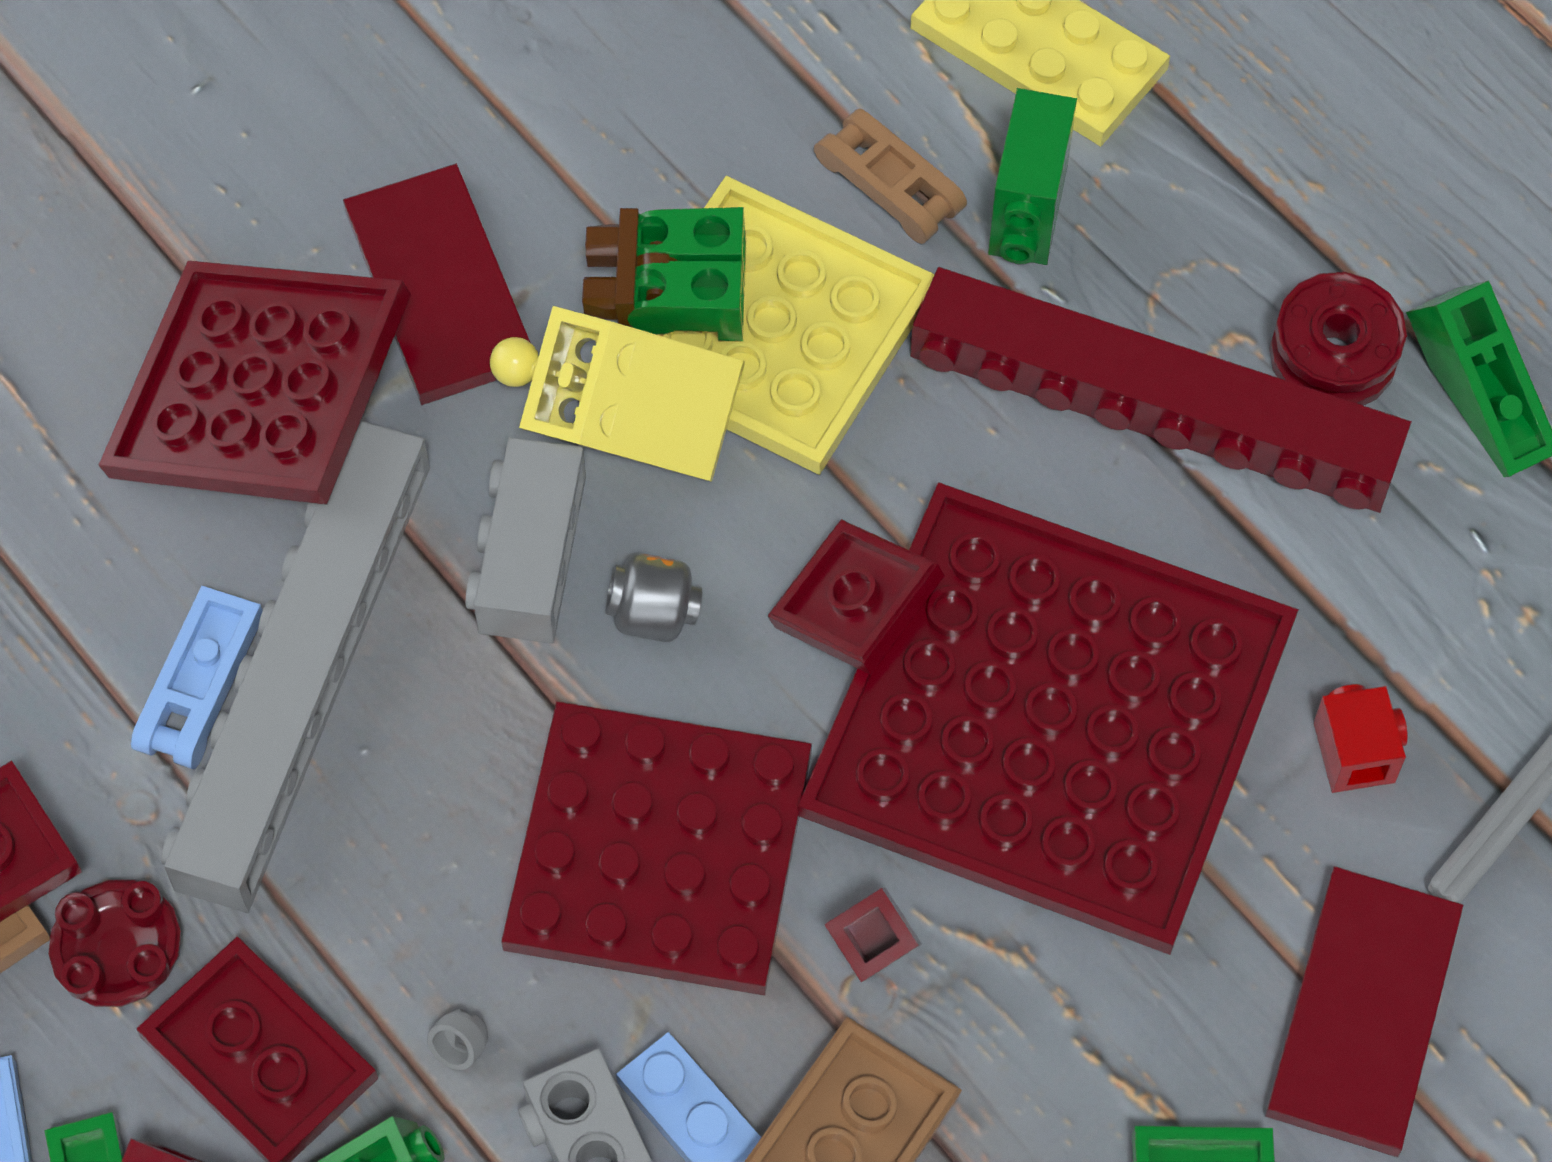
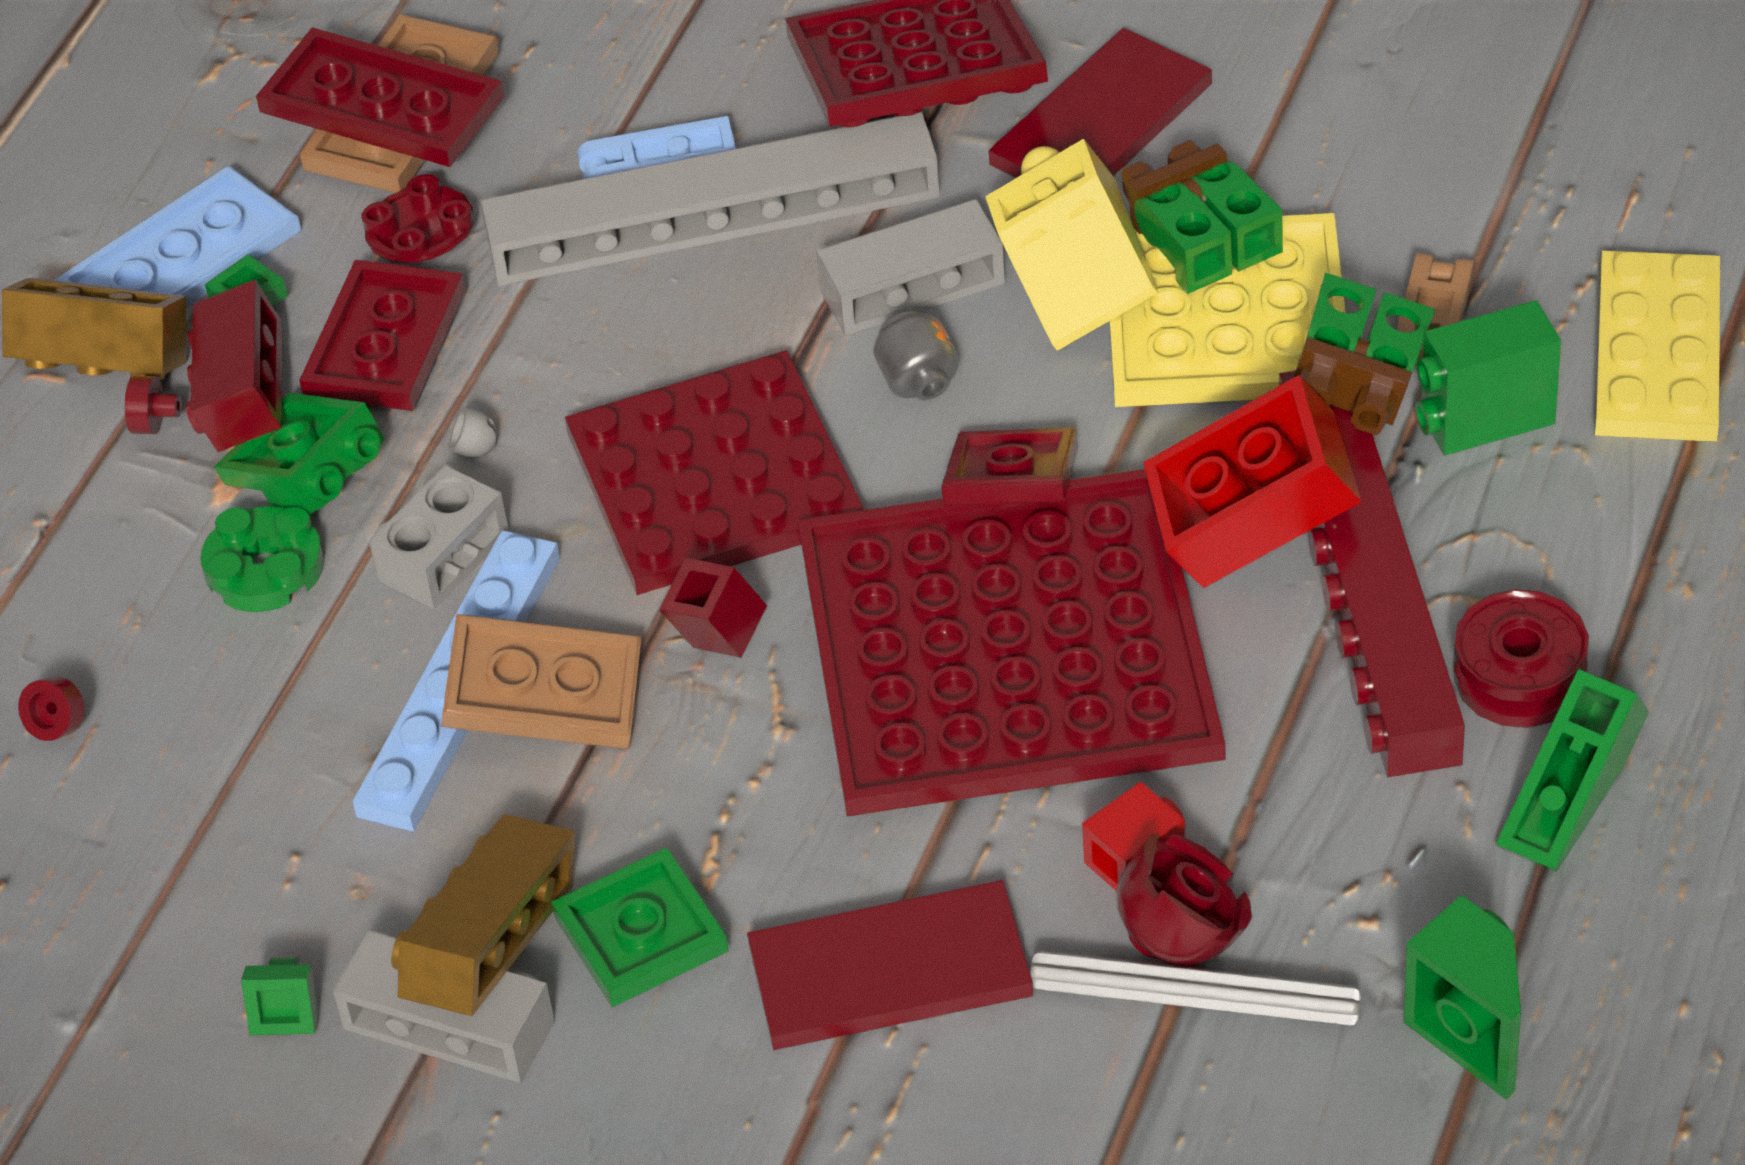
camera: 65 degrees right, 15 degrees down
(962, 252) = (1356, 371): none -> hips
(1047, 418) = (1251, 482): none -> red brick
(1471, 743) = (1179, 902): none -> dark red cylinder

